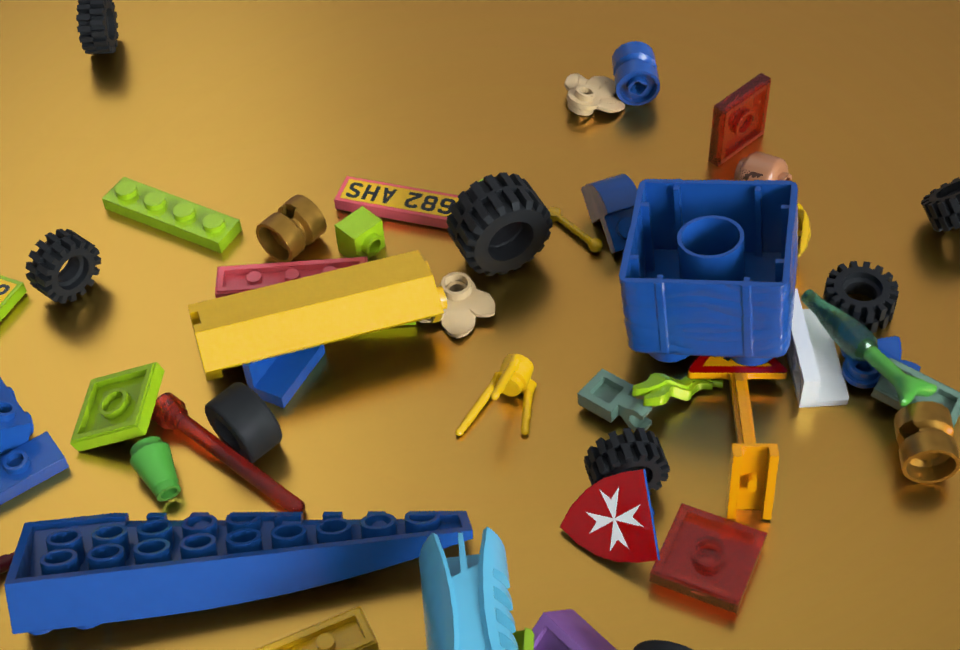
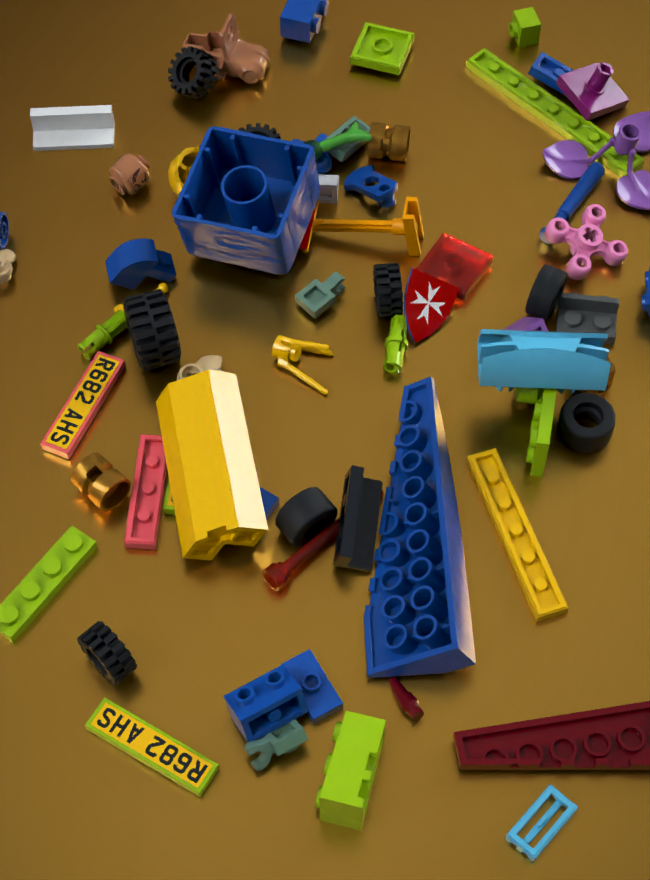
camera: 85 degrees left, 10 degrees up
(117, 407) = (269, 609): lime plate -> none
(155, 466) = (330, 582): bright green cone -> none
(241, 477) = (357, 521): none -> black panel
(360, 234) = (119, 434): lime plate -> none
(516, 499) = (396, 345): none -> lime pin
(660, 388) = (319, 262): lime hair -> none
(739, 119) = (73, 170): clear red plate -> none
(827, 121) = (72, 127): none -> white panel
(829, 450) = (382, 192): none -> blue piece

